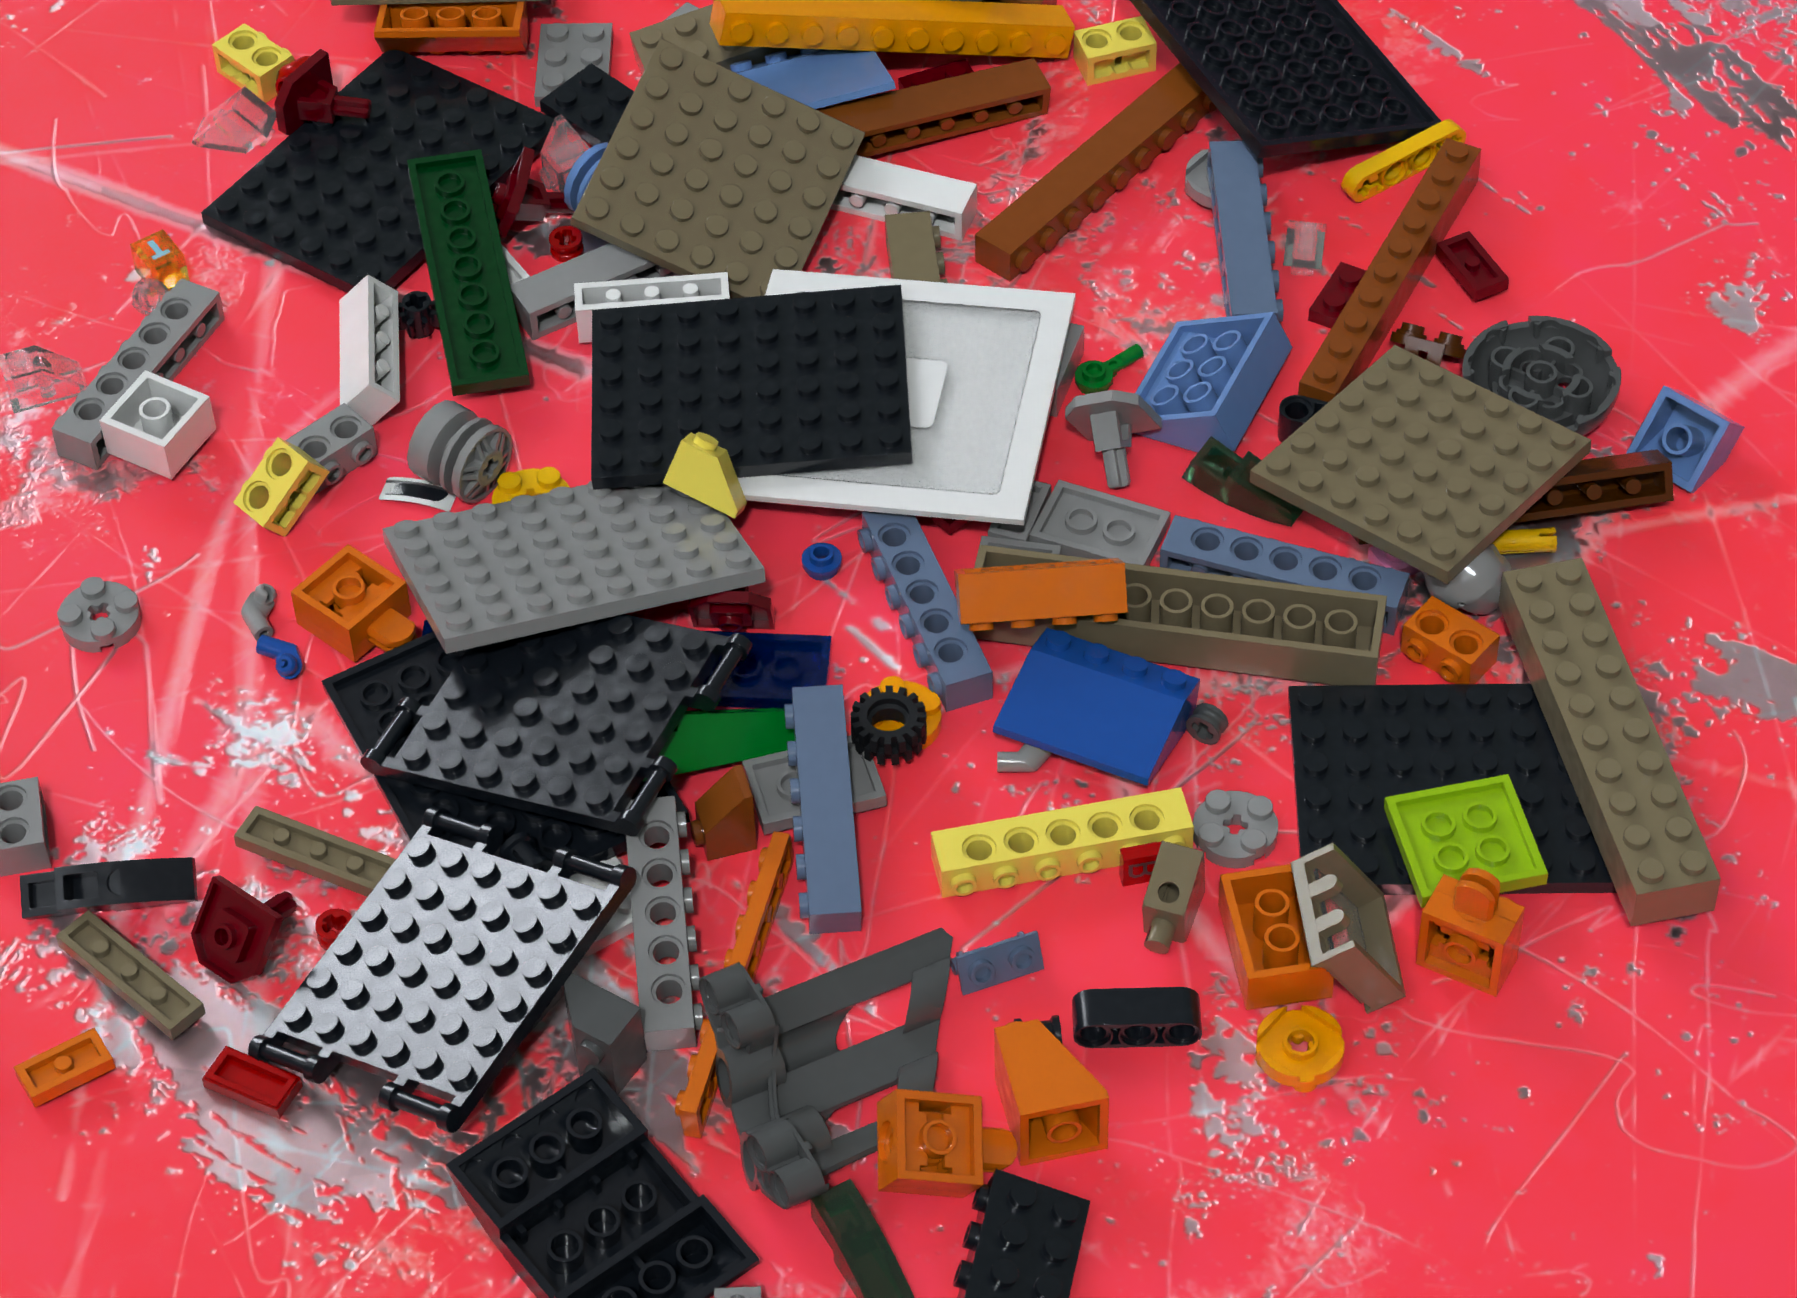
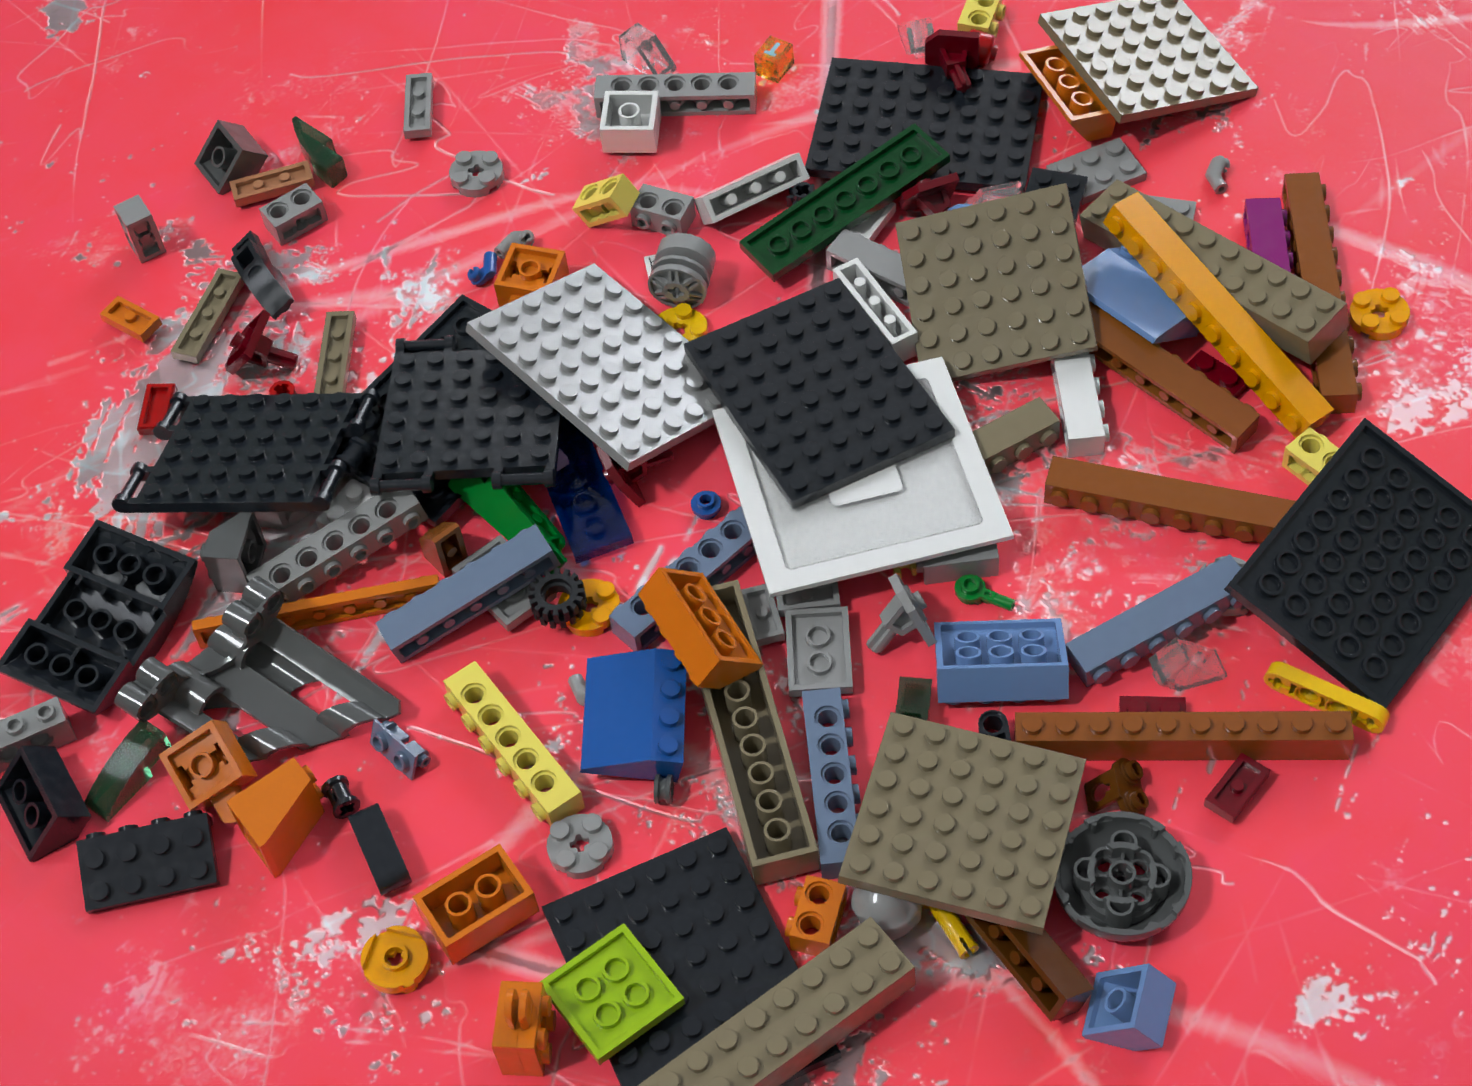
camera: 70 degrees right, 5 degrees up
(147, 295) = (742, 64): clear plate -> none
(706, 474) = (706, 400): light yellow slope -> none
(1137, 863) = (515, 798): red tile -> none
(1173, 896) = (482, 825): dark tan torso -> none
(1348, 926) = (486, 943): dark tan window -> none

